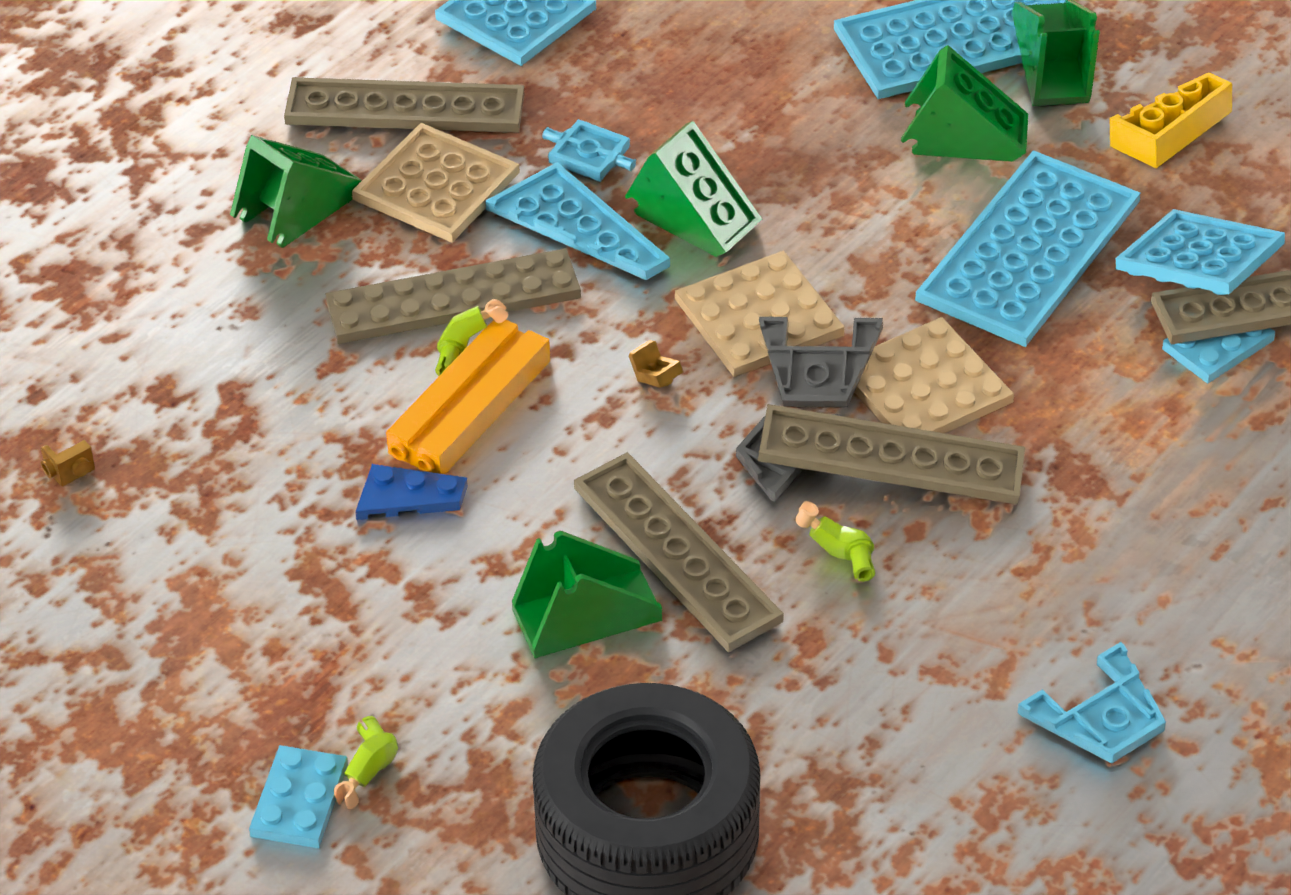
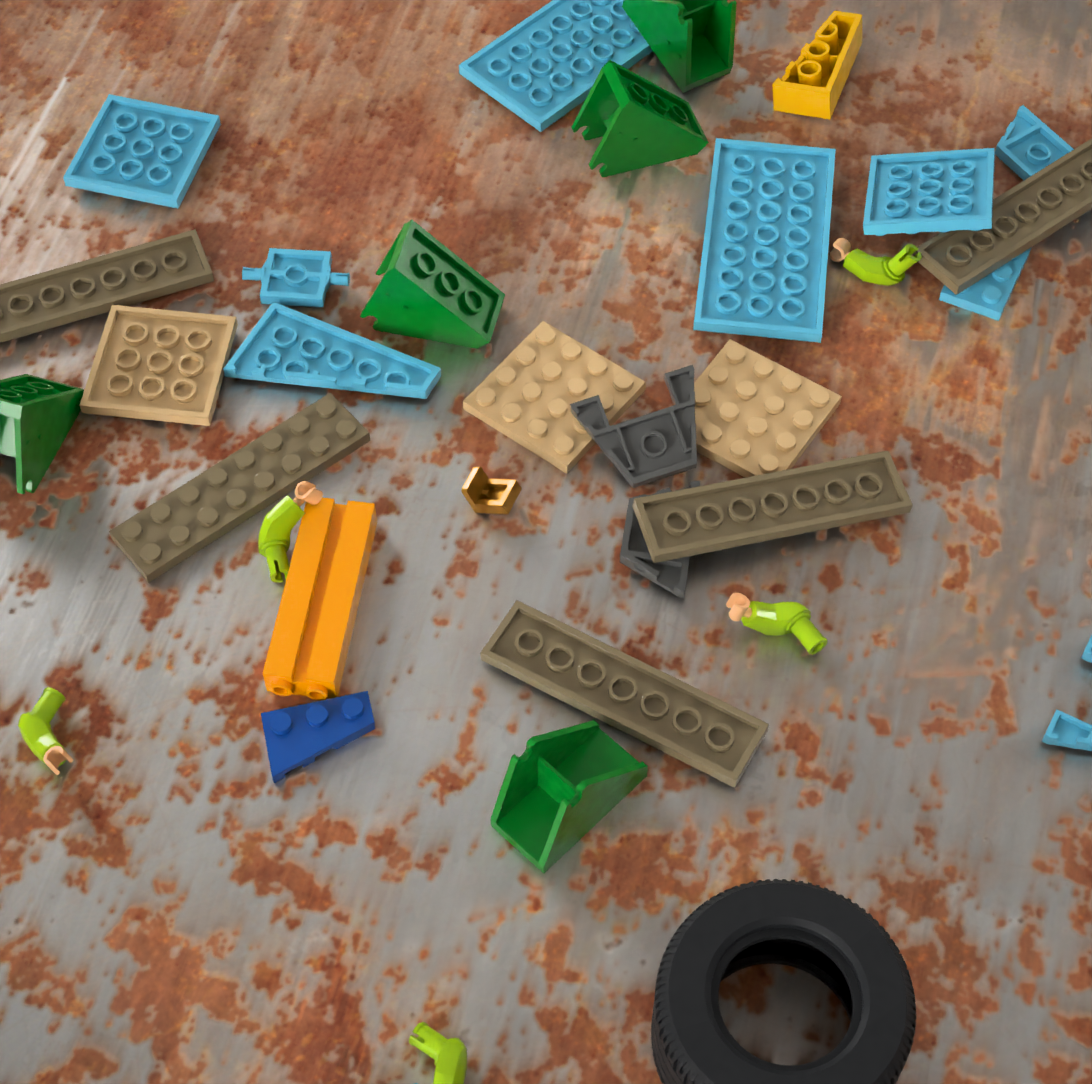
camera: 25 degrees left, 10 degrees up
(192, 412) = (37, 730): none -> lime arm
(1116, 305) = (875, 269): none -> lime arm

